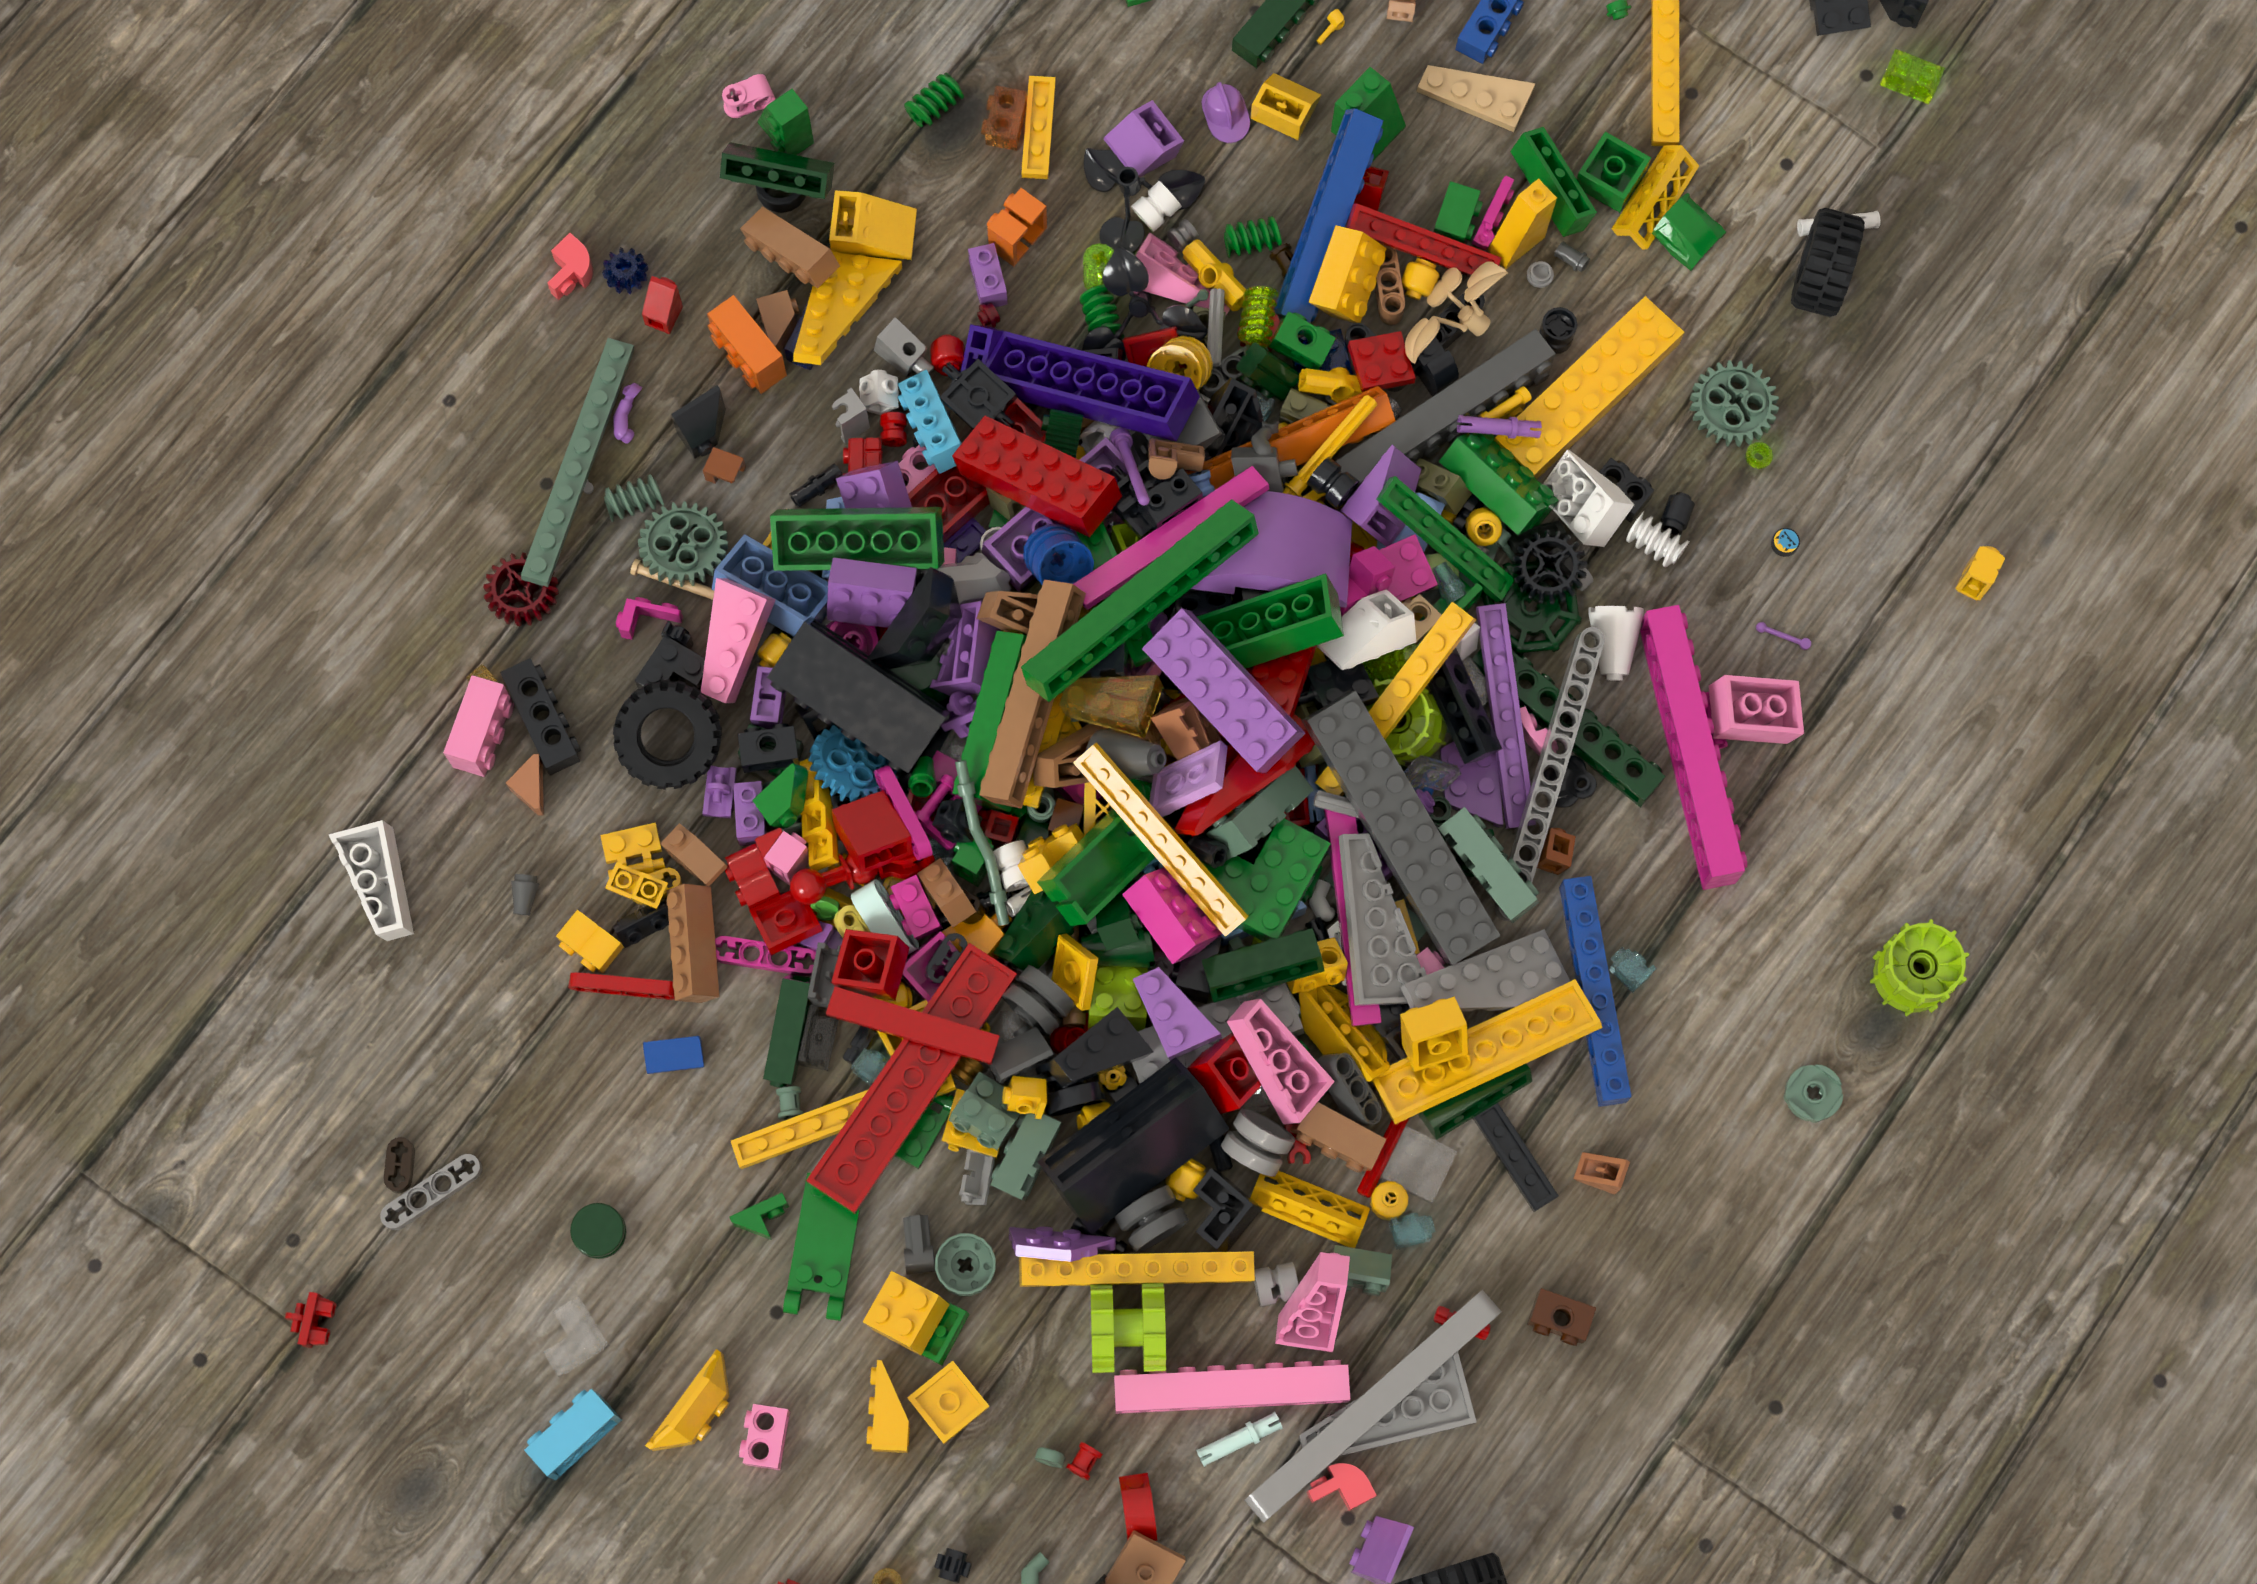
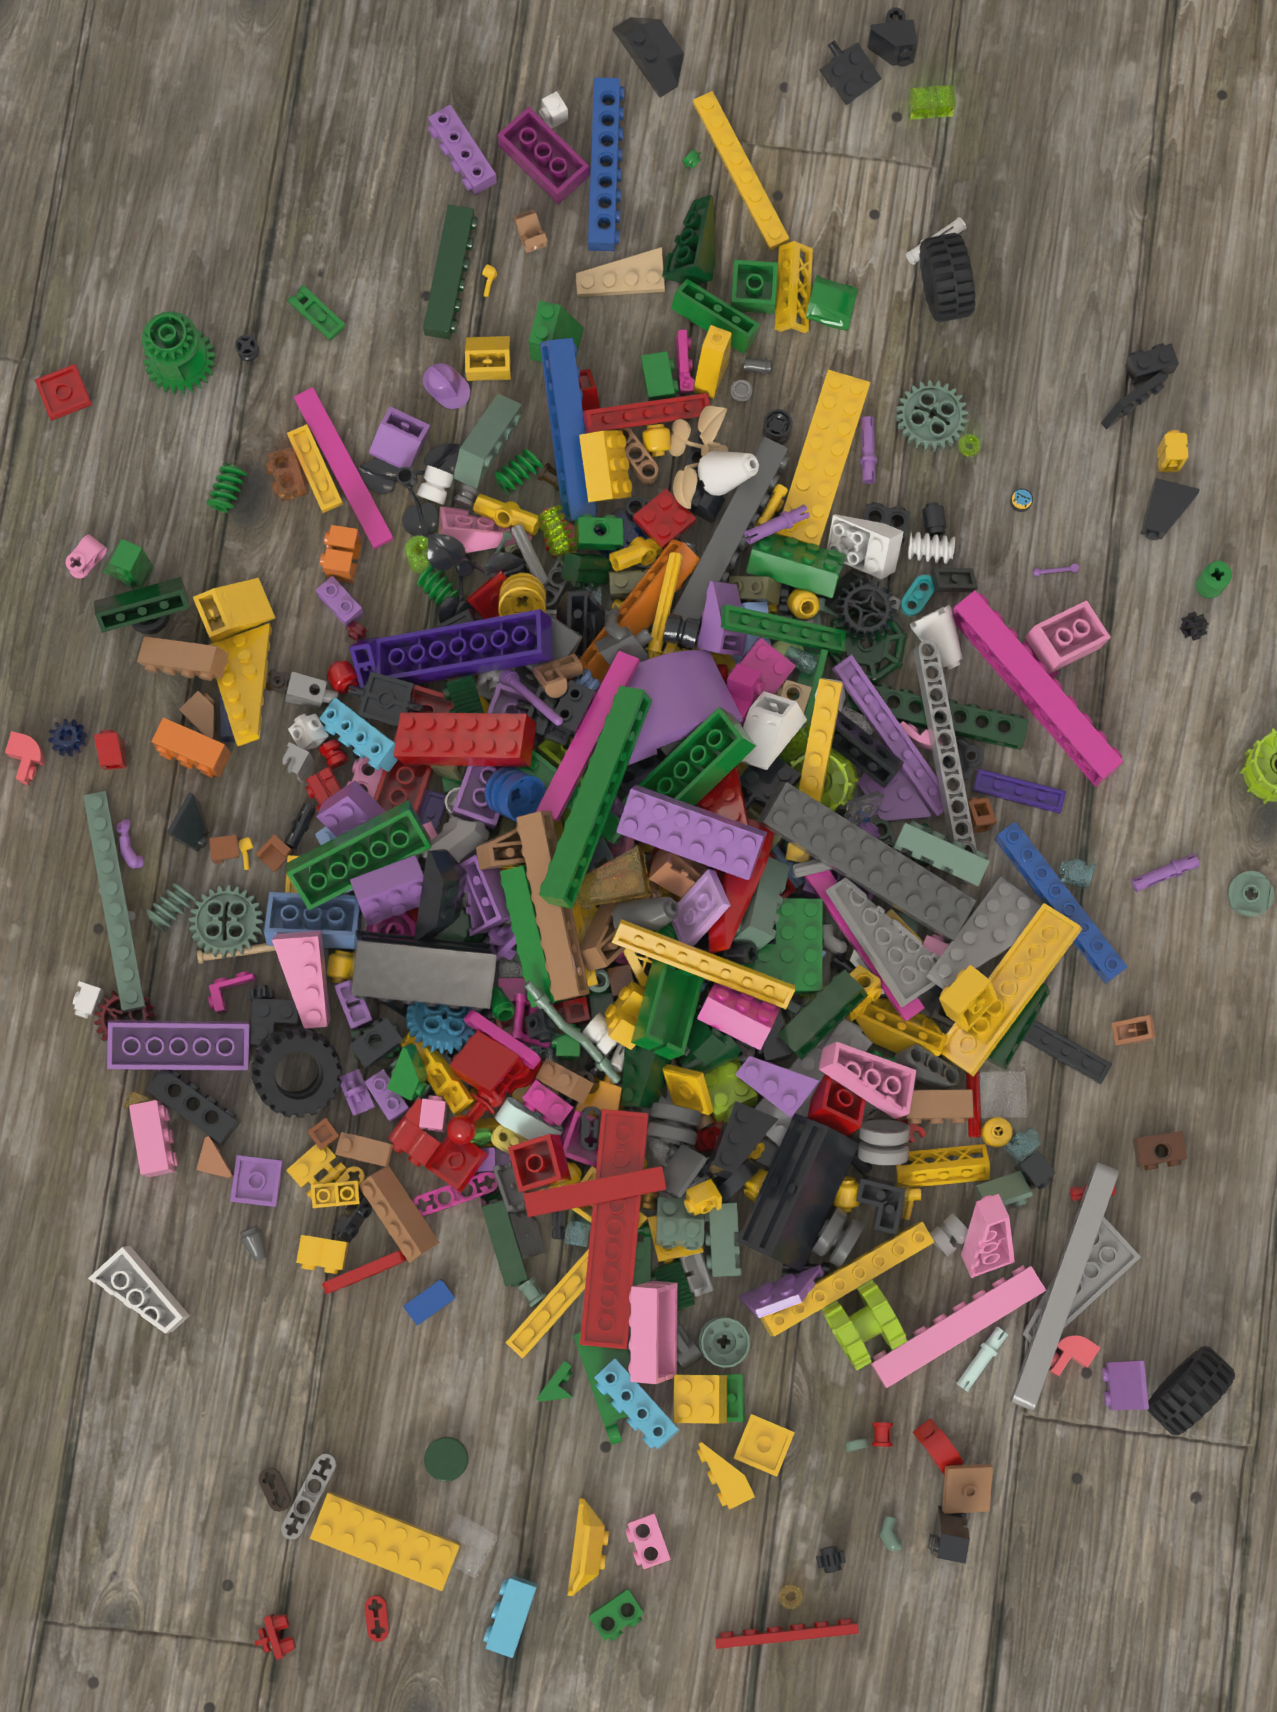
camera: 25 degrees left, 5 degrees up
(423, 1358) = (371, 1619): none -> red beam
(484, 1282) = (385, 1541): none -> yellow brick
(492, 548) = (87, 1000): none -> white brick
(558, 641) = (178, 1045): none -> medium lavender brick
(563, 830) = (256, 1181): none -> medium lavender plate
(660, 816) = (323, 1133): none -> dark orange panel
(687, 1490) = (613, 1609): none -> green brick
(747, 475) = (244, 845): none -> yellow hand
(772, 497) = (274, 853): none -> dark orange panel
(833, 1280) = (637, 1404): none -> medium azure brick
(869, 325) = (280, 687): none -> dark brown plate
(893, 1210) = (653, 1332): none -> bright pink piece
(943, 1178) = (674, 1273): none -> dark green brick
(1069, 143) = (343, 468): none -> dark pink tile
(1235, 186) = (486, 440): none -> sand green wedge
(1261, 1221) = (914, 1195): none -> yellow hand
(1409, 1263) = (1036, 1171): none -> black brick
(1473, 341) = (726, 470): none -> white cone
(1572, 101) = (695, 247): none -> dark green wedge
(1614, 585) = (917, 596): none -> teal plate
(1614, 849) = (1019, 791): none -> dark purple tile
(1640, 412) = (868, 458): none -> medium lavender pin
(1663, 586) = (953, 579): none -> pearl dark grey plate
(1730, 1020) = (1173, 869): none -> medium lavender pin
(1905, 771) = (1194, 626): none -> black gear
(1942, 630) = (1165, 507): none -> black slope
(1953, 731) = (1213, 579): none -> green piece
(1968, 495) = (1136, 397): none -> black wing
(2008, 469) = (1147, 364): none -> black brick

